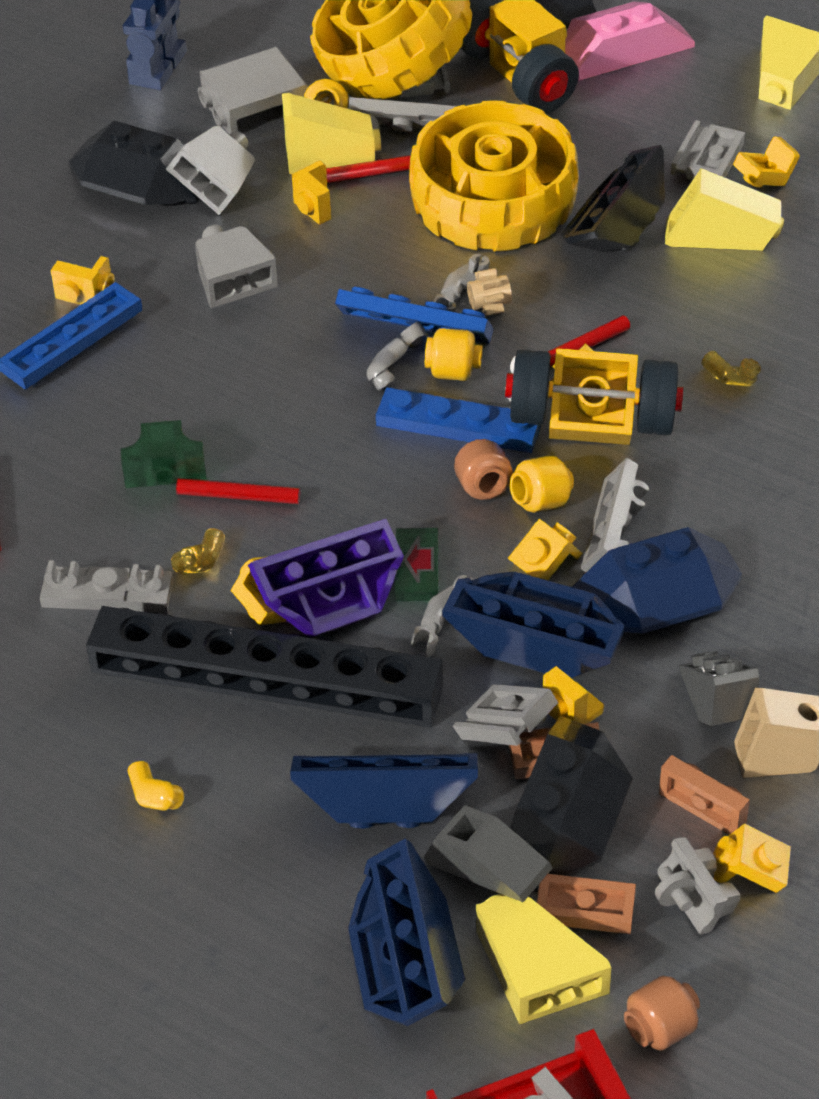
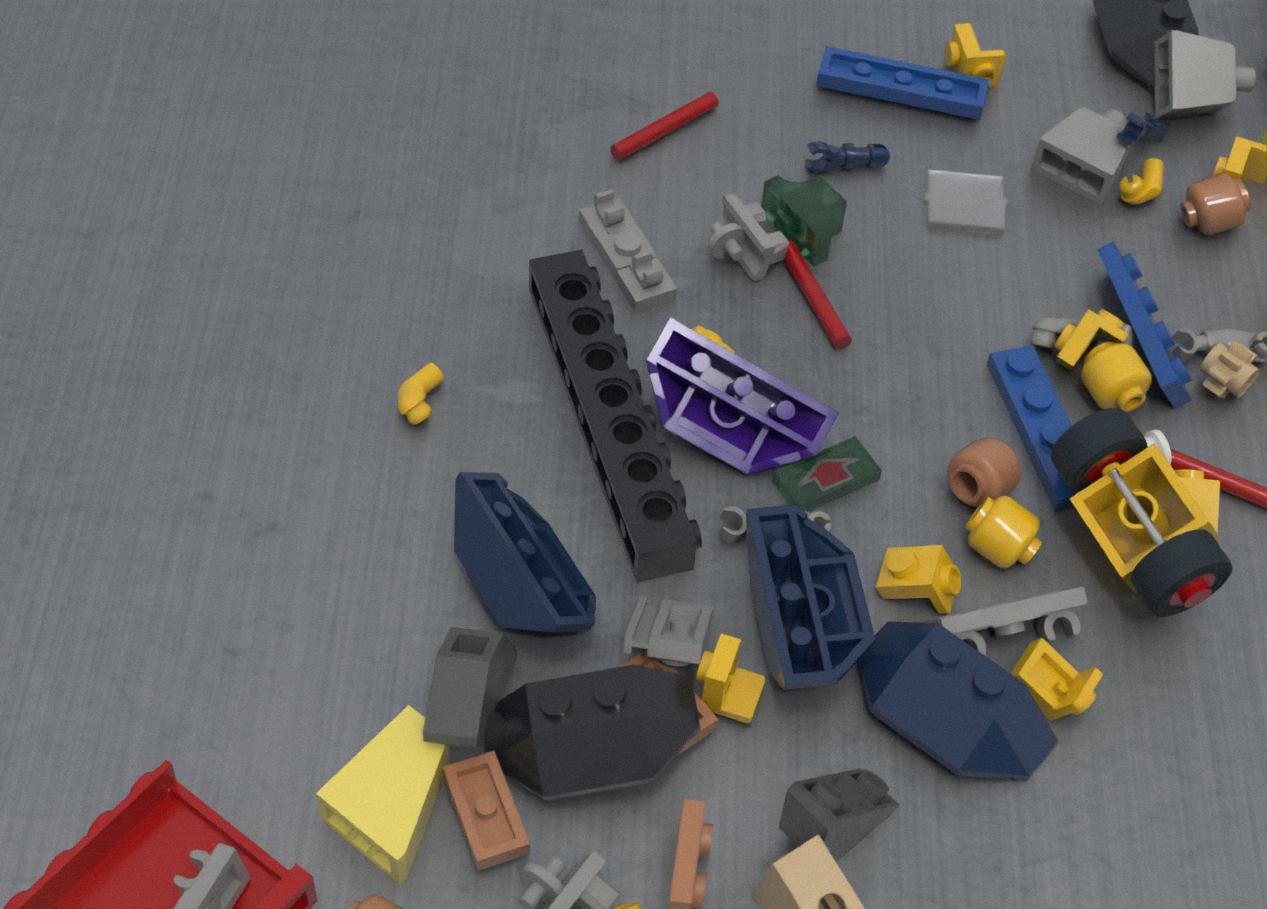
camera: 55 degrees right, 5 degrees up
(117, 406) = (847, 156): none -> dark blue piece
(156, 503) = (742, 237): none -> light grey hips
(201, 556) = (711, 302): clear yellow arm -> none
(215, 360) = (965, 202): none -> clear piece
(240, 219) = (1143, 127): none -> dark blue piece
(285, 250) = (1144, 187): none -> yellow arm
(336, 222) = (1215, 204): none -> nougat head
(403, 938) = (345, 672): dark blue wedge -> none
(407, 351) = (1076, 340): none -> yellow bracket
(695, 512) = (1054, 682): none -> yellow bracket

